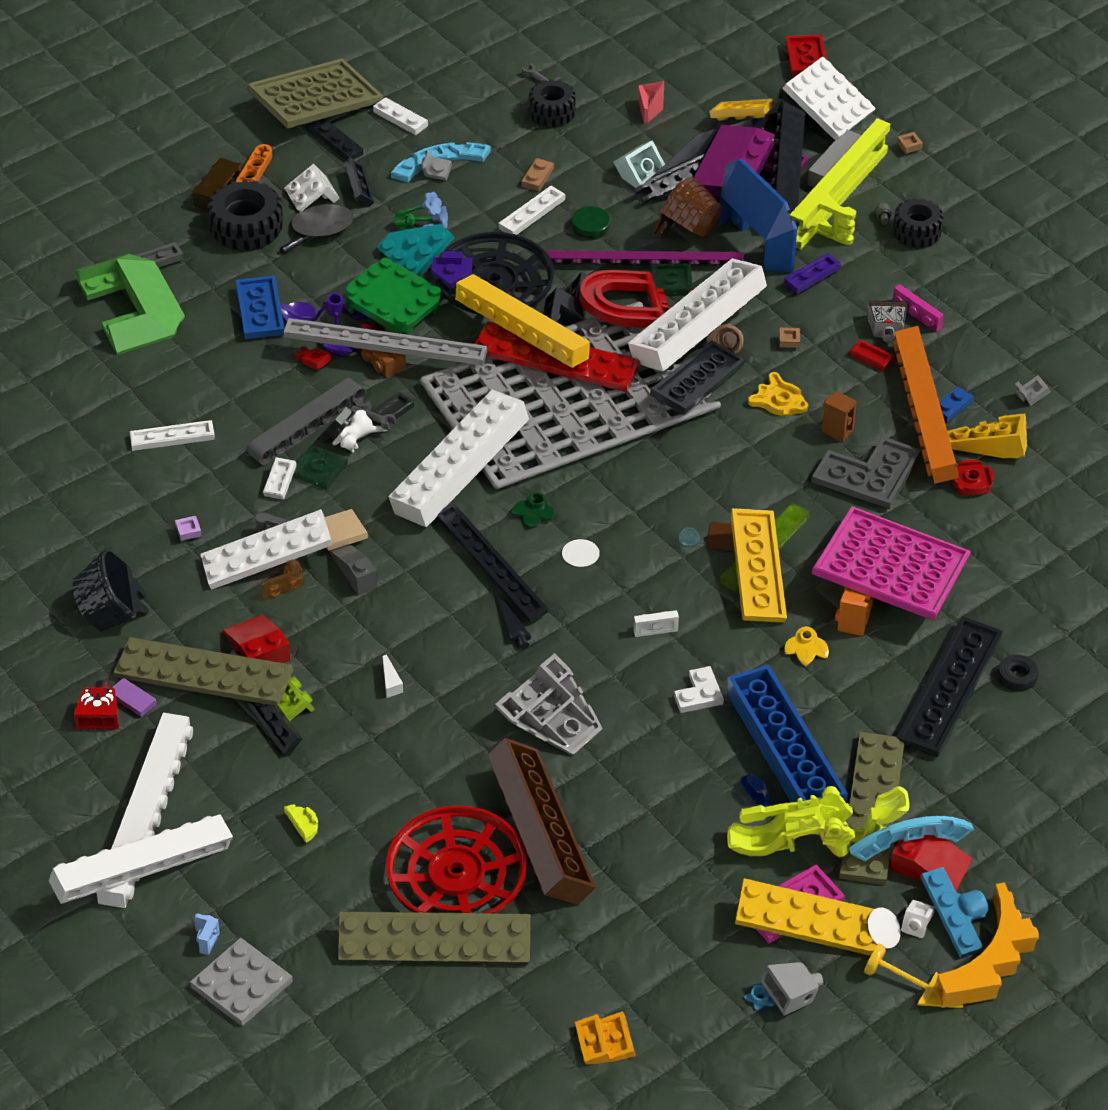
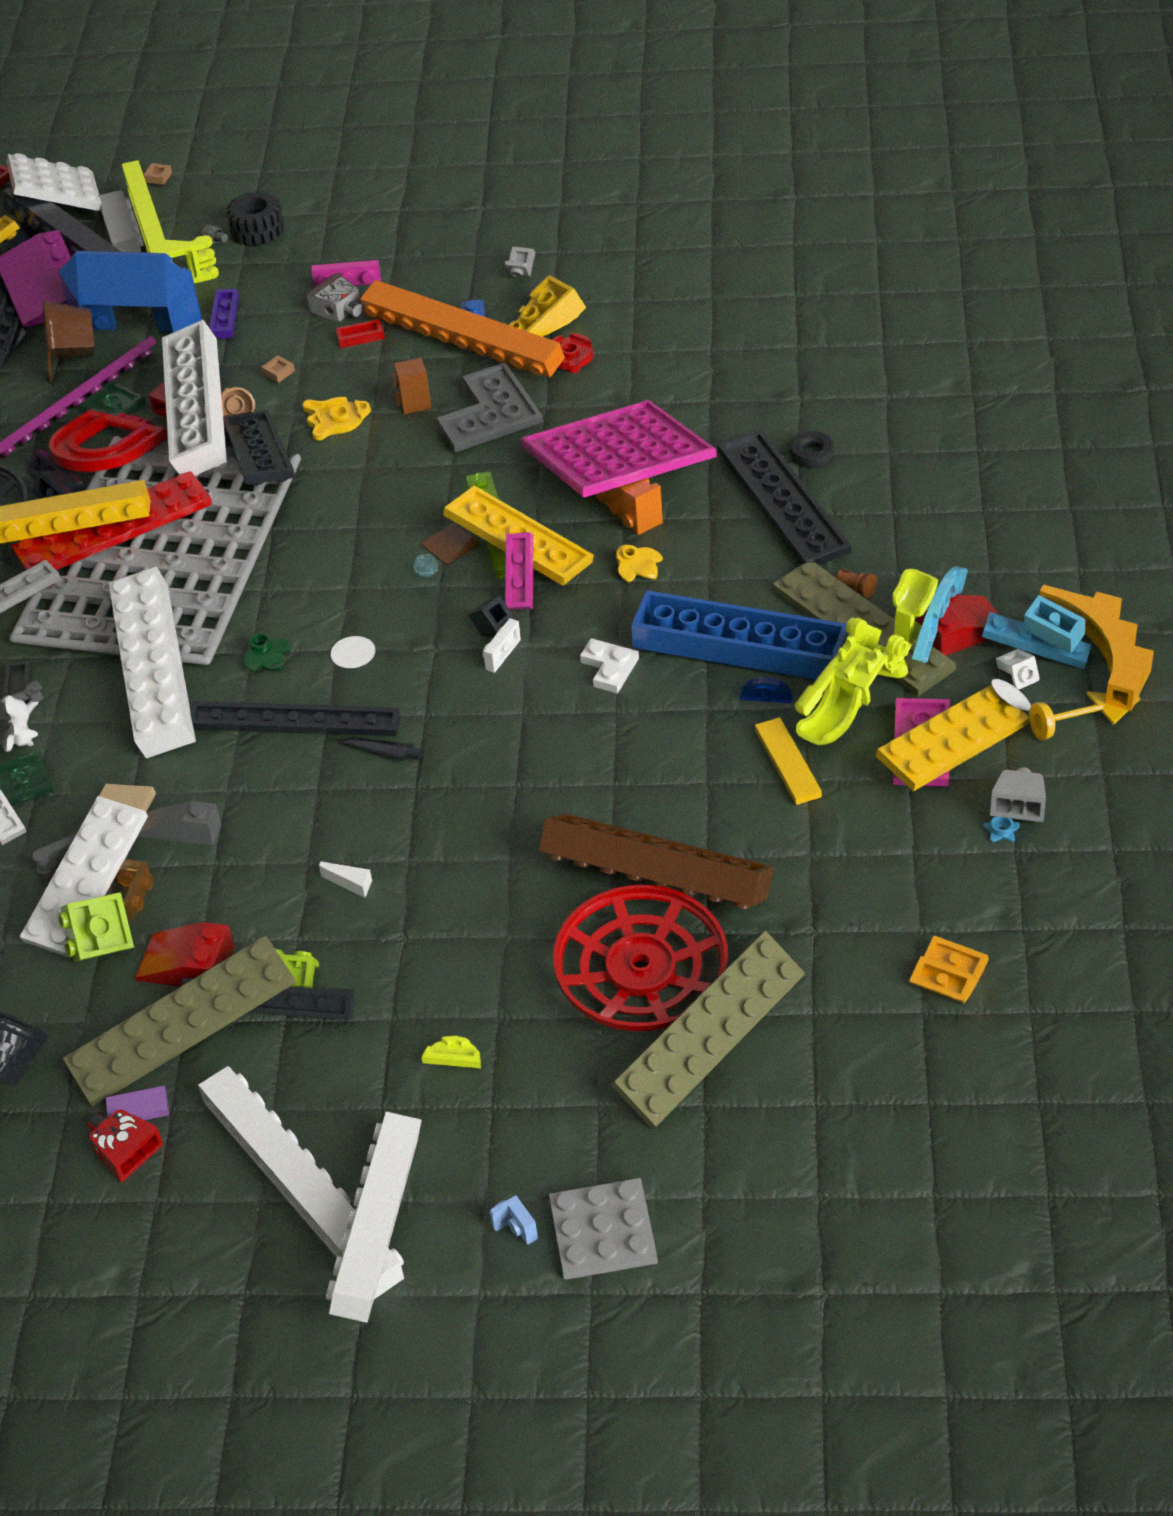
camera: 45 degrees left, 0 degrees up
(232, 582) = (95, 927): none -> lime plate
(552, 708) = (519, 776): light grey wedge -> none
(672, 599) = (490, 615): none -> black brick
(706, 841) = (788, 761): none -> yellow tile
(723, 587) = (519, 571): none -> dark pink plate
(909, 779) = (861, 583): none -> dark orange pin
(958, 908) = (1054, 624): none -> medium azure brick

